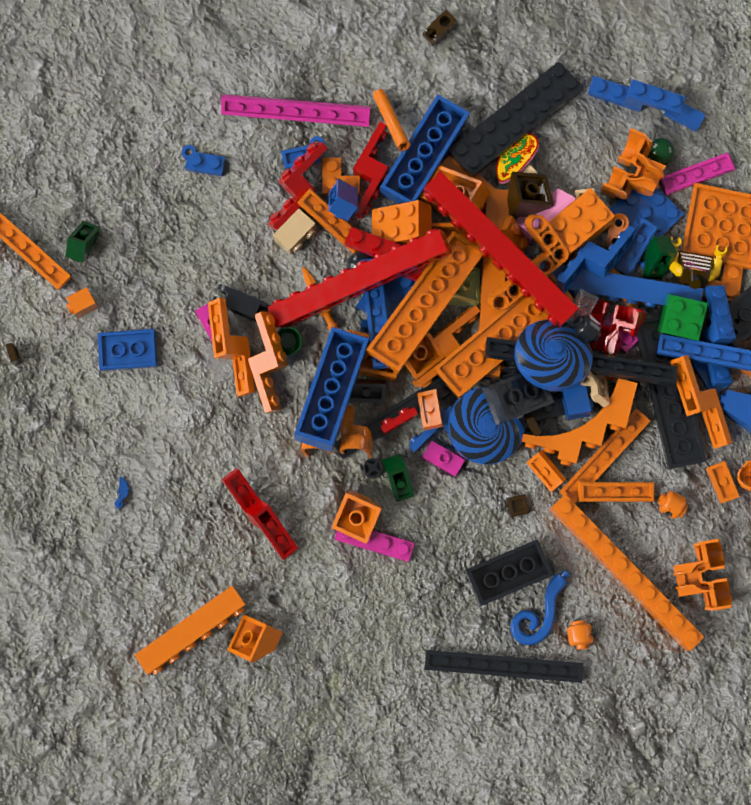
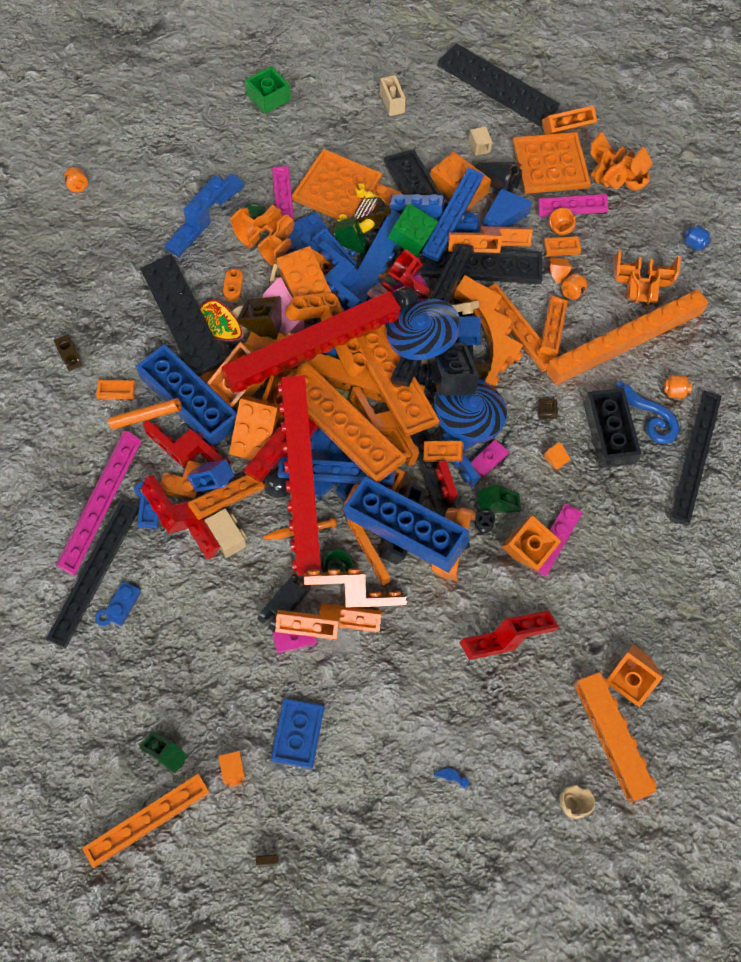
camera: 75 degrees left, 15 degrees down
(123, 605) = (577, 802): none -> tan hair
(226, 129) = (92, 574): none -> black plate
(303, 374) = (369, 552): none -> orange tile
(416, 85) = (116, 389): none -> orange tile
(464, 525) = (557, 456): none -> orange slope
(546, 471) = (521, 375): orange plate -> none
(569, 157) = (233, 283): none -> orange plate
(691, 484) = (559, 269): none -> orange tile

